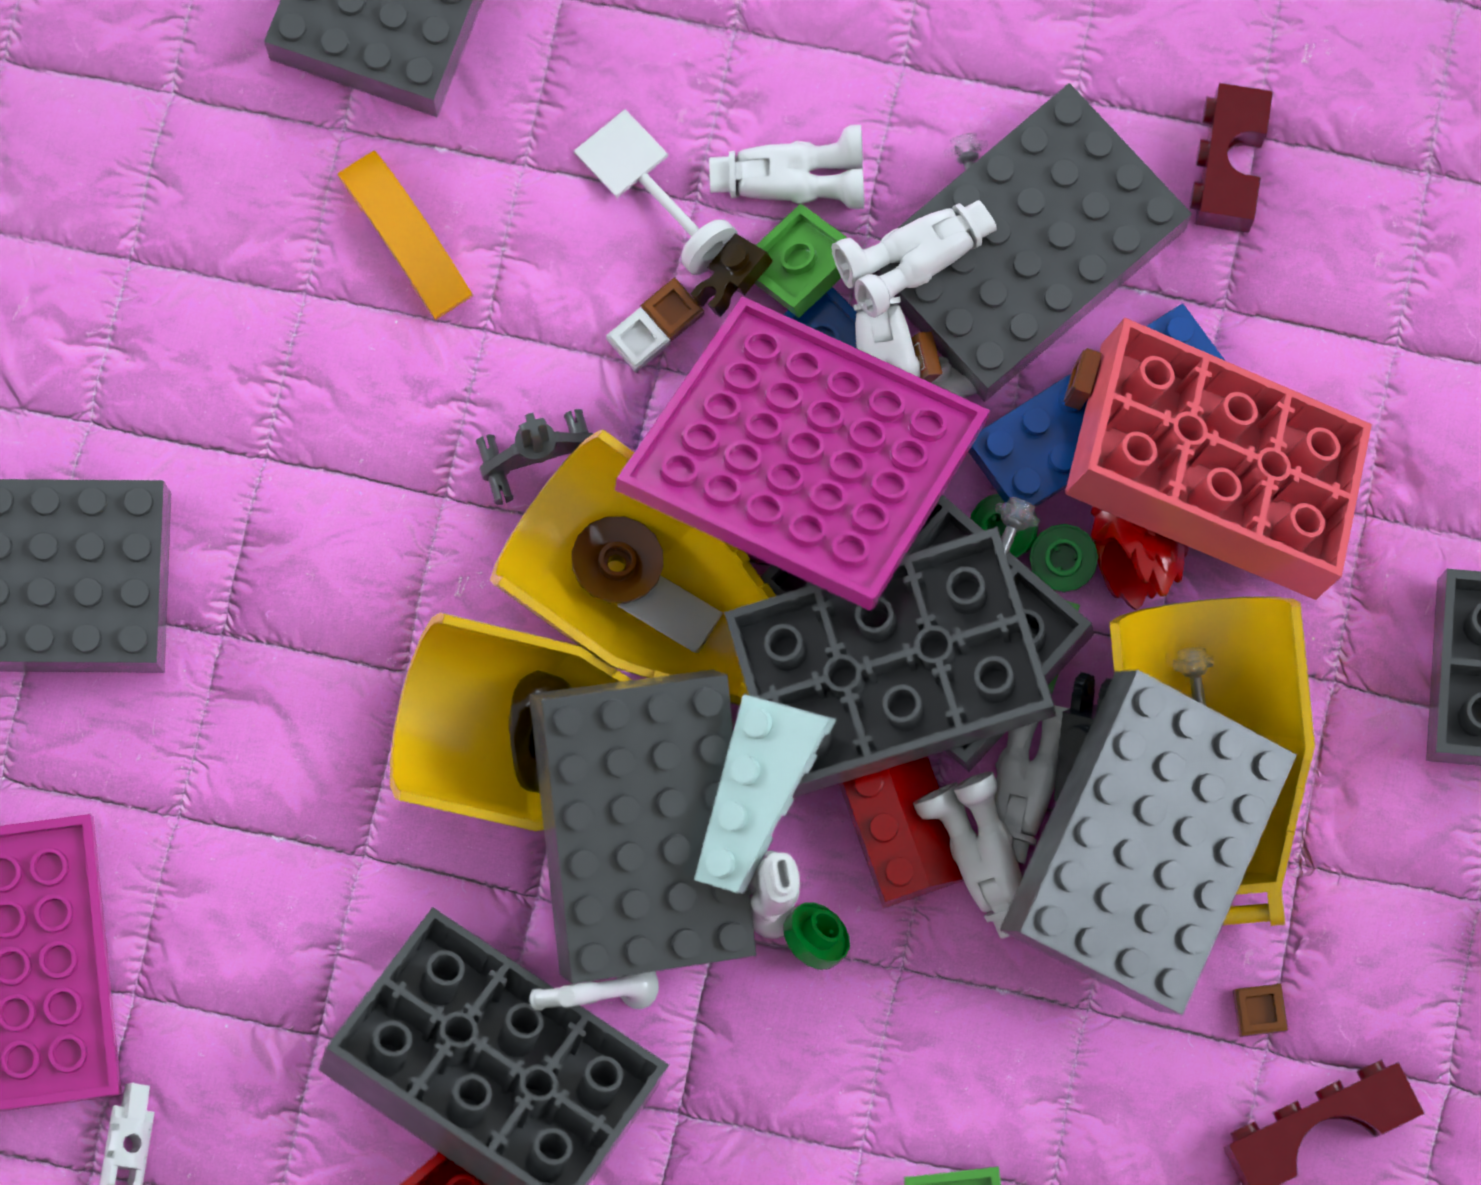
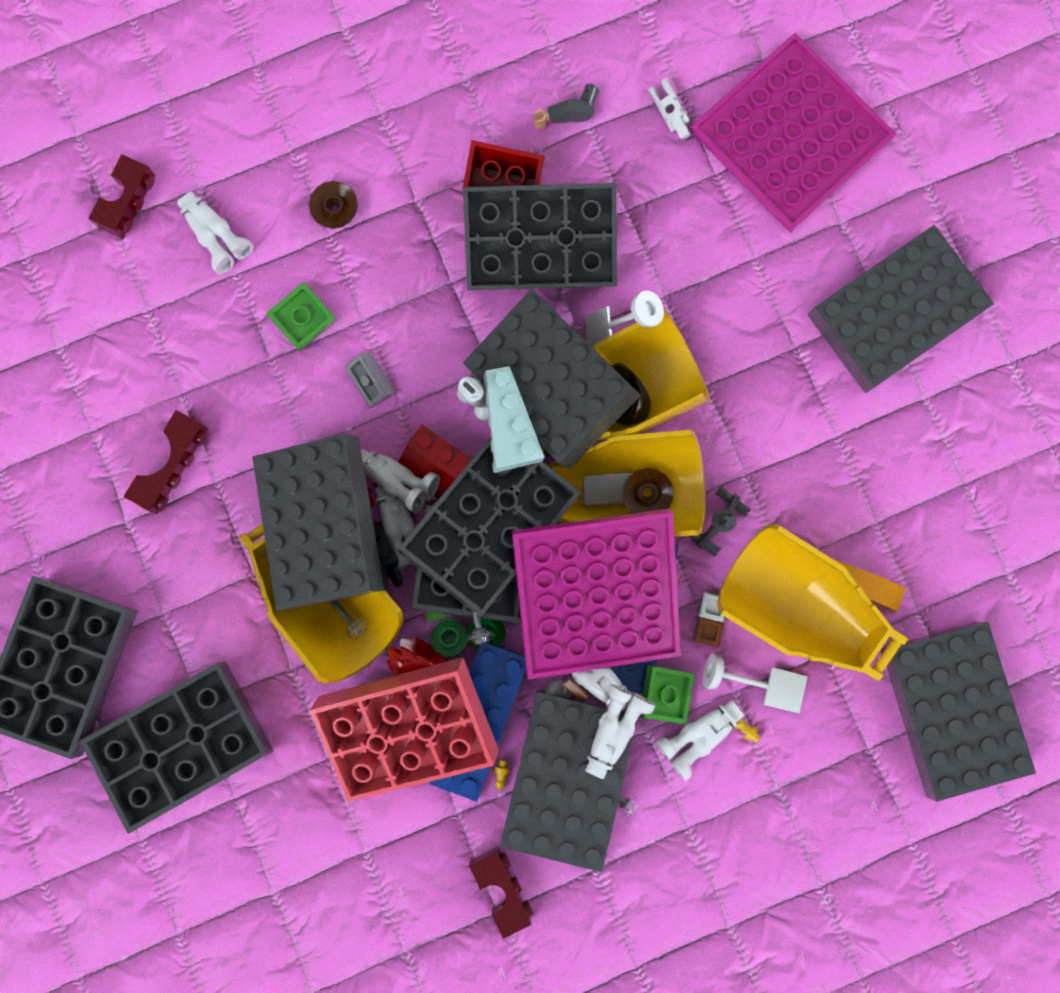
camera: 145 degrees right, 5 degrees up
(430, 811) = (645, 309): none -> white piece
(513, 241) = (805, 604): none -> yellow windscreen
(635, 990) = (527, 281): white piece -> none
(717, 132) = (749, 732): none -> yellow piece
(732, 270) = (693, 670): dark brown plate -> none
(816, 936) = (443, 393): green plate -> none
(915, 1044) = (370, 379): none -> light grey slope
(1082, 378) = (495, 725): dark orange tile -> none
(1111, 319) = (502, 771): none -> yellow piece
(1260, 1010) = (229, 497): dark orange tile -> none

